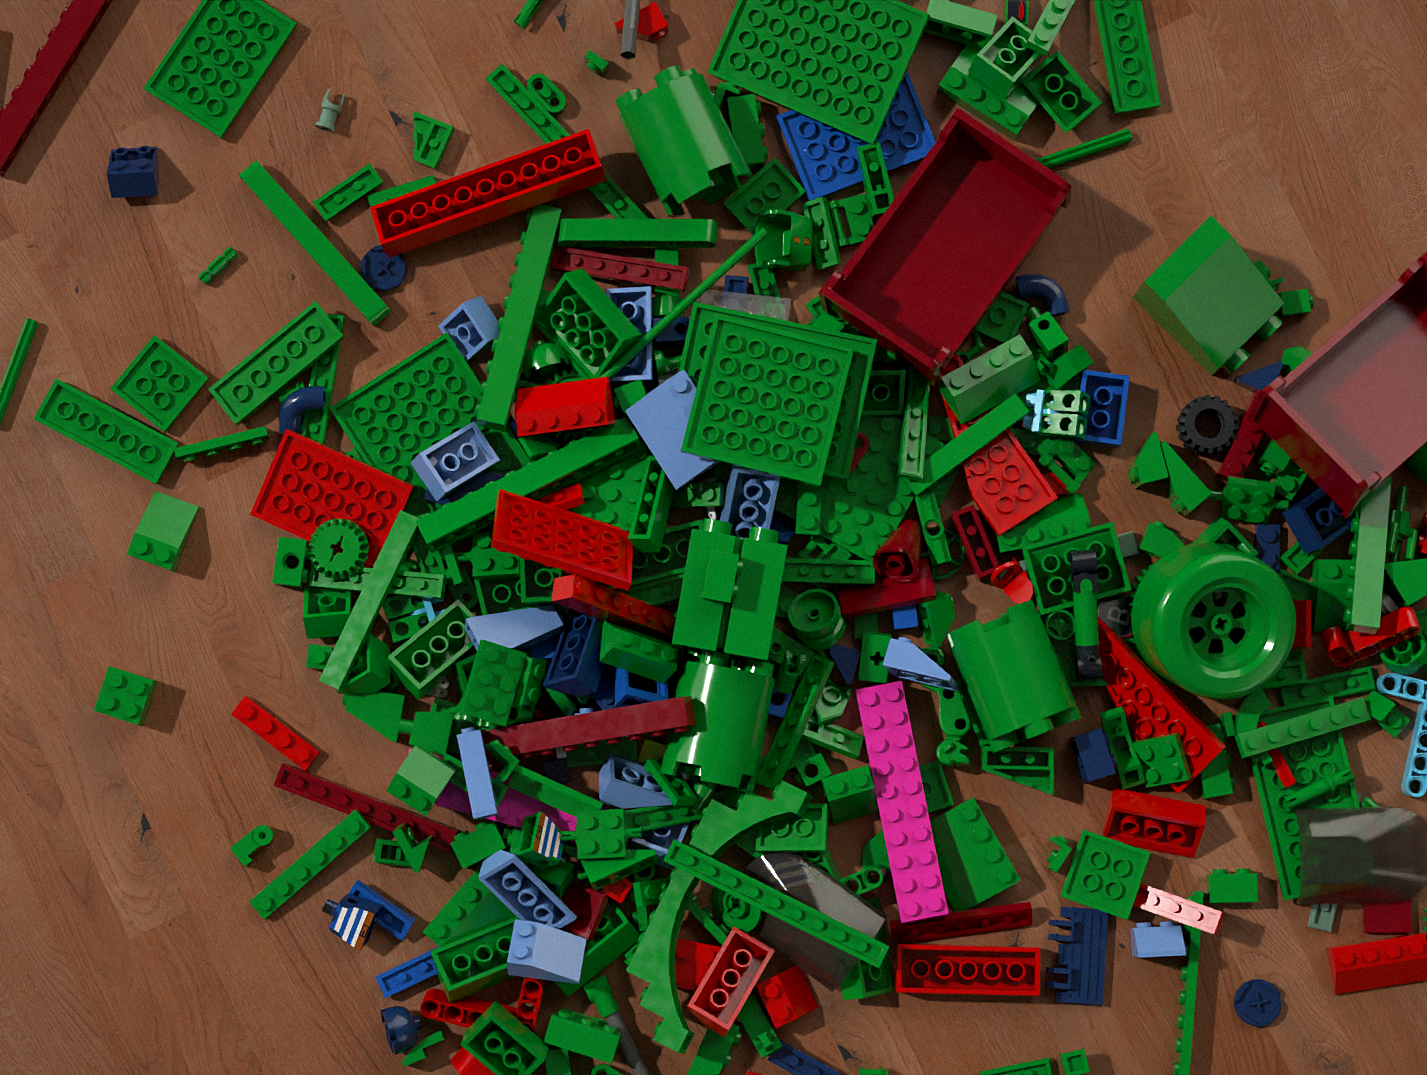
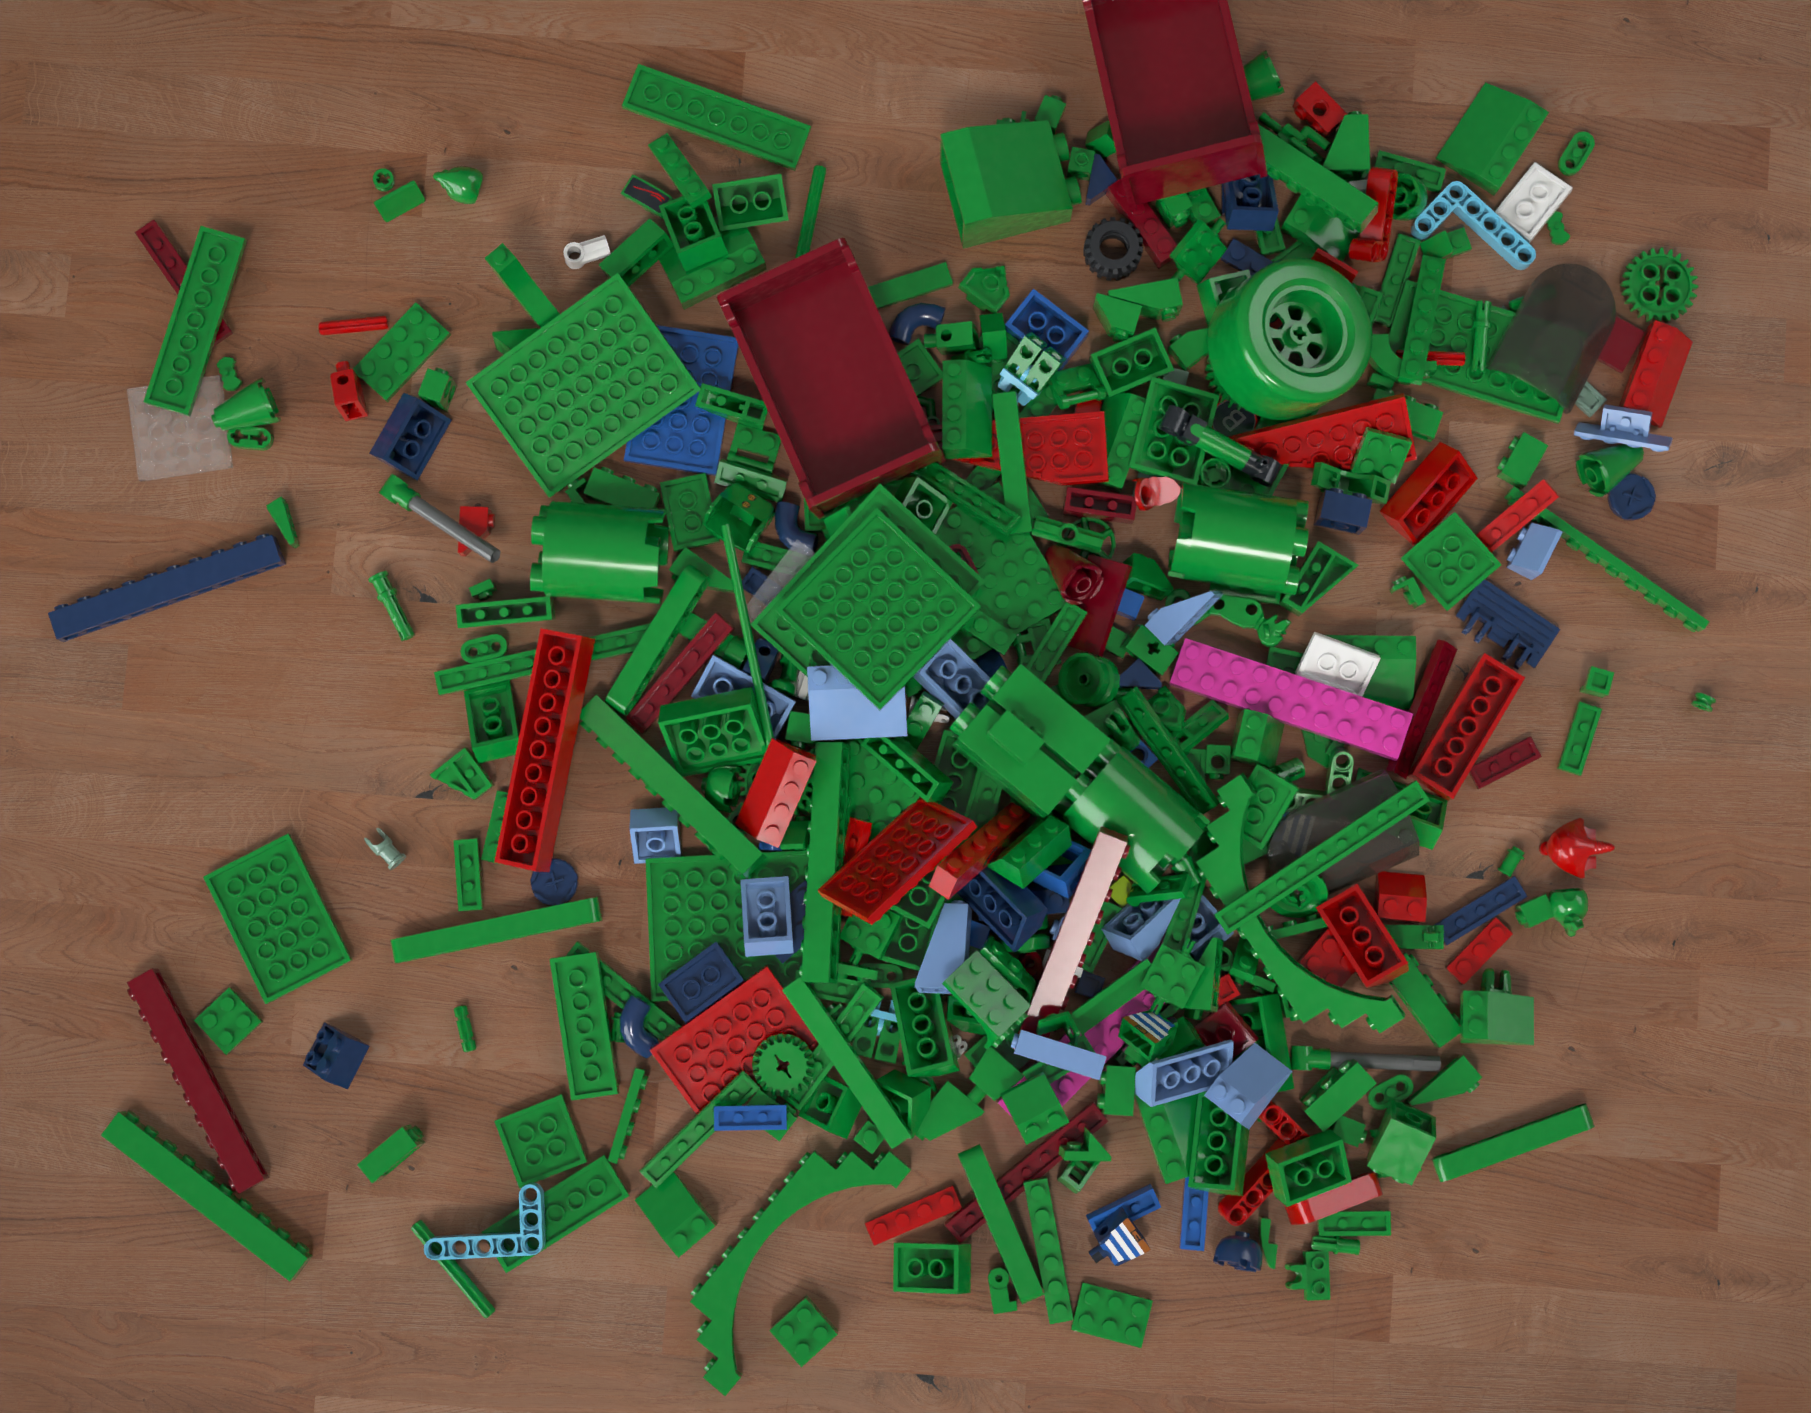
camera: 60 degrees left, 0 degrees up
(55, 393) = (497, 1239): none -> medium azure beam
(78, 265) = (391, 1153): none -> green window
(112, 66) = (228, 1021): none -> green plate
(120, 607) = (720, 1292): none -> green arch
(239, 774) = (932, 1268): none -> green slope
(245, 510) = (696, 1130): none -> green tile
(277, 546) = (750, 1117): none -> blue plate
(287, 950) = (1111, 1314): none -> green plate
(308, 810) = (1000, 1224): none -> green beam
(368, 439) = (701, 982): none -> dark blue plate
(489, 136) = (492, 721): none -> green slope
(587, 92) = (505, 612): none -> green brick
(719, 253) = (718, 580): none -> green slope
(798, 289) = (788, 529): none -> dark blue cylinder
(839, 837) = (1290, 769): none -> green hinge
(954, 826) = (1337, 664): none -> white tile
(956, 1021) = (1504, 762): none -> dark red tile
(1070, 270) = (911, 285): none -> green tile
(1108, 336) = (986, 288): none -> green plate
(1115, 498) = (1131, 362): none -> green slope
(1265, 354) = (1080, 163): none -> green brick
(1272, 966) = (1607, 467): none -> green cone
(1313, 960) = (1624, 427): none -> medium blue bracket

